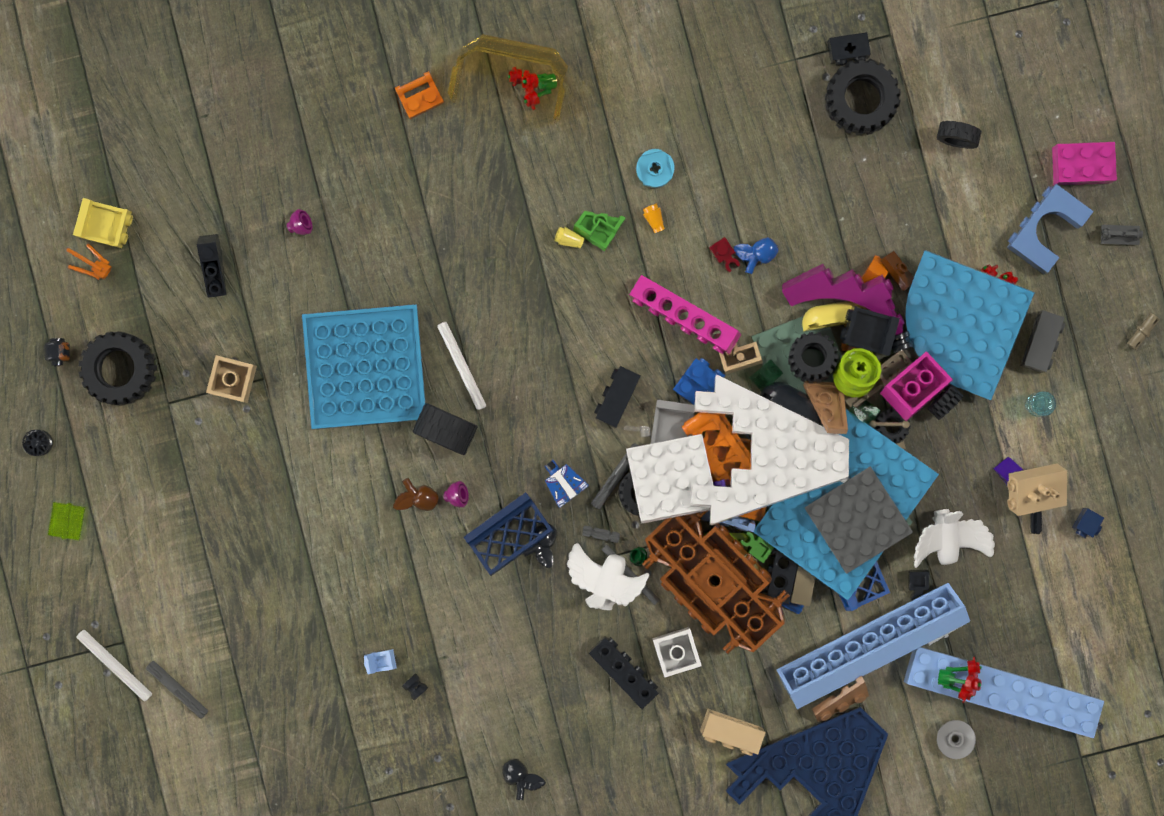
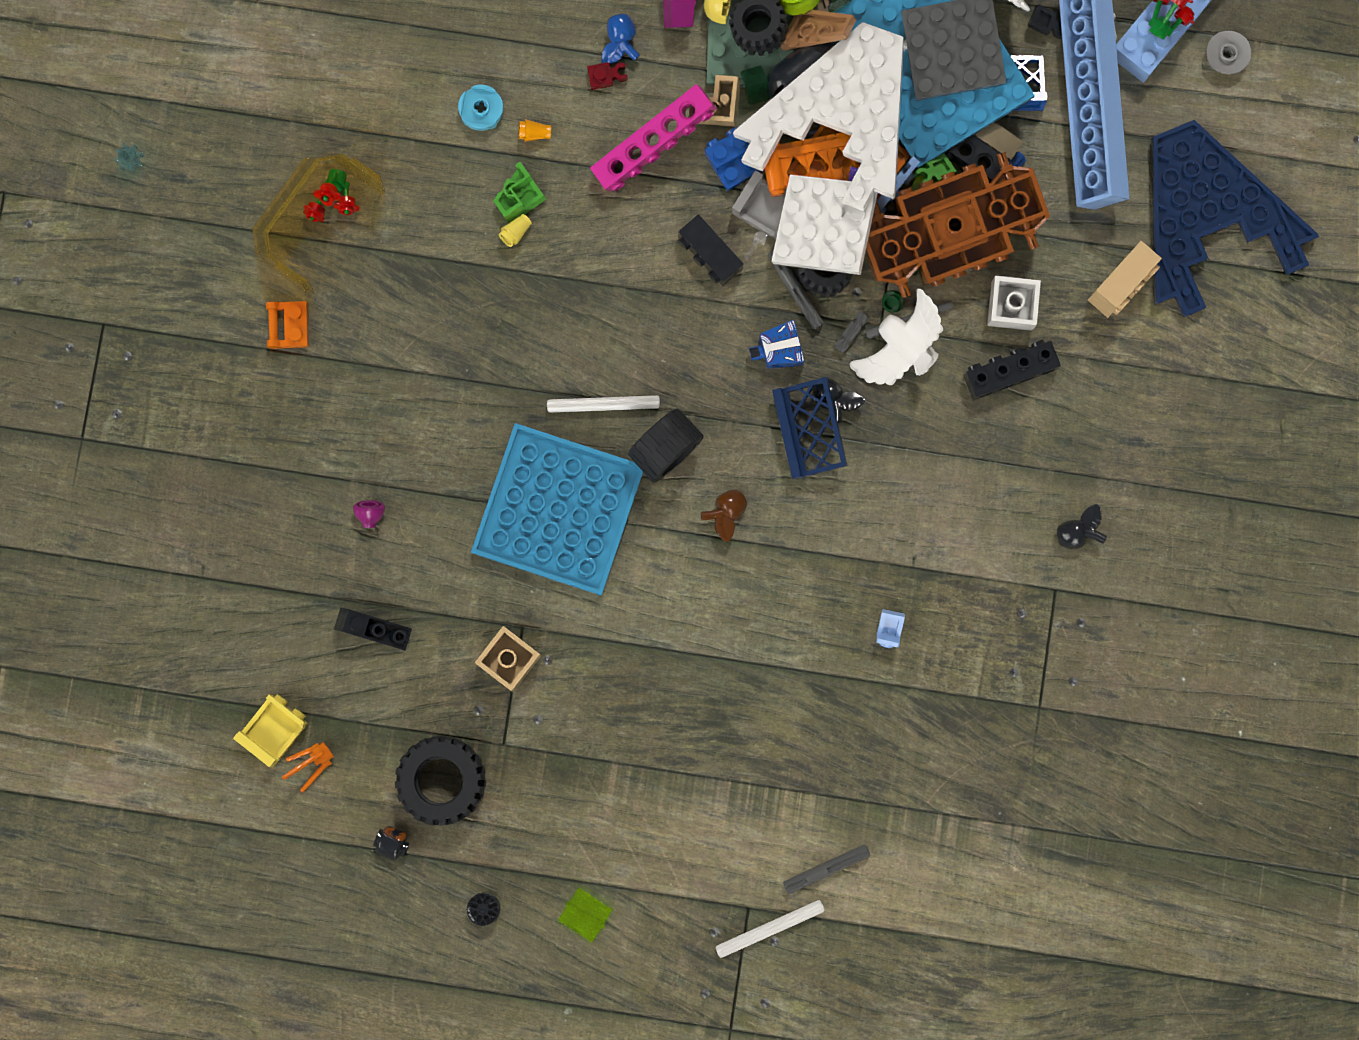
camera: 70 degrees left, 5 degrees down
(415, 682) = (933, 602): black wheel -> none
(457, 494) = (742, 468): magenta brick -> none
(847, 697) = (1137, 144): medium nougat wing -> none

